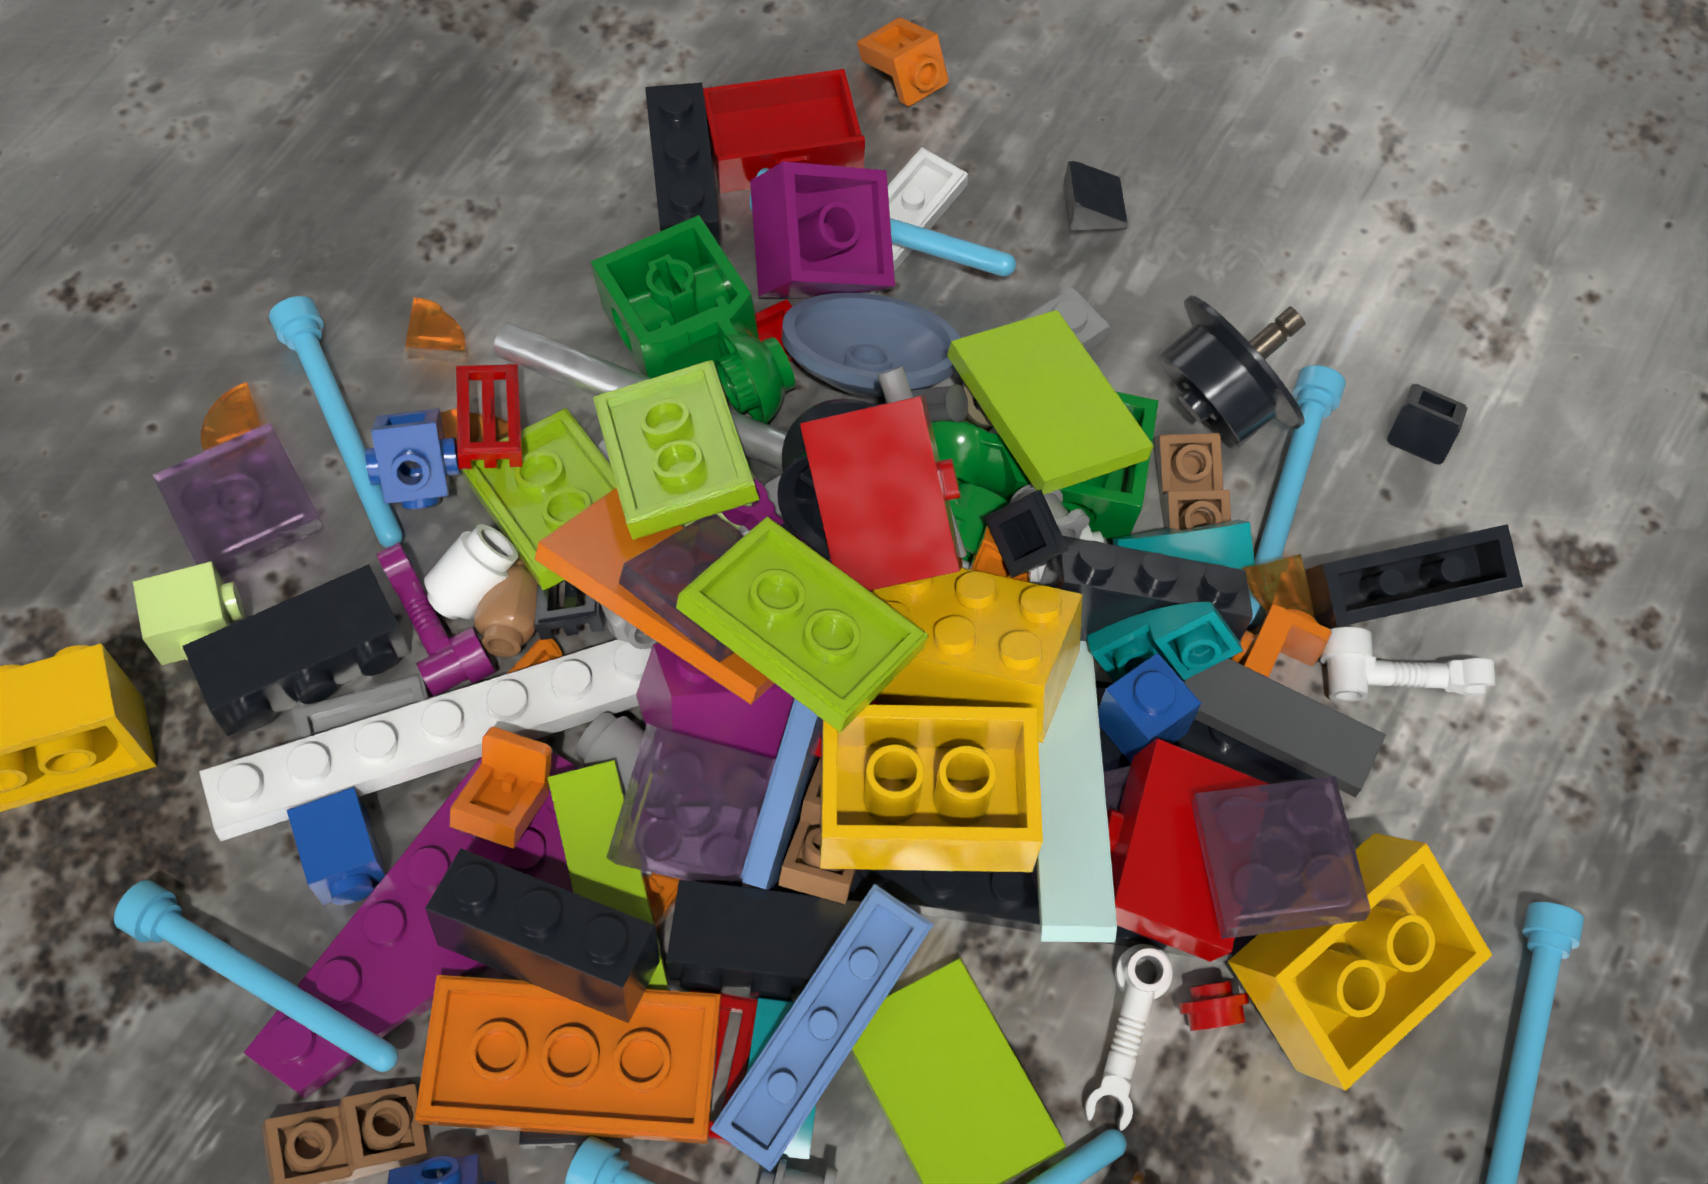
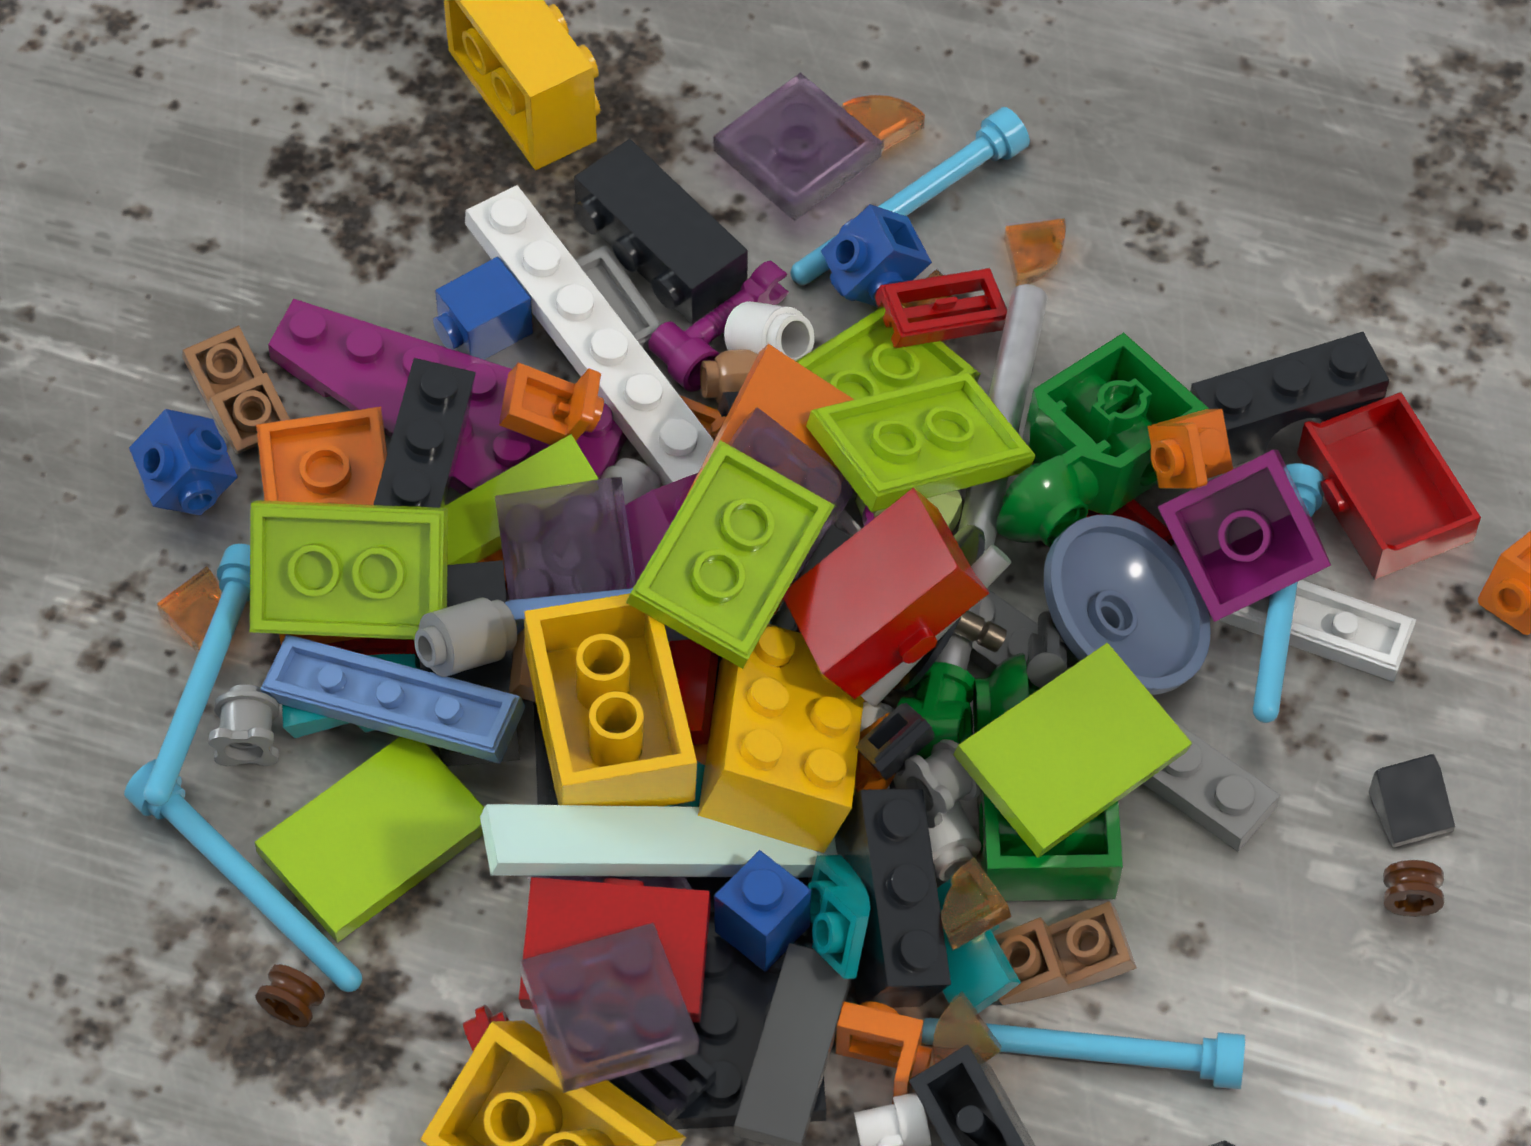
camera: 80 degrees right, 5 degrees down
(153, 914) = (394, 202): medium azure piece -> none
(183, 608) = (675, 136): yellowish green brick -> none
(673, 1036) = (346, 568): none -> lime tile
(746, 237) = (1190, 449): none -> orange bracket
(789, 925) = (465, 636): none -> light grey brick
(1134, 1015) = (495, 967): white brick -> none
(1170, 531) = (971, 905): none -> clear orange tile
(1181, 215) = (1413, 888): none -> reddish brown bush
(1227, 376) = (1189, 940): black piece -> none

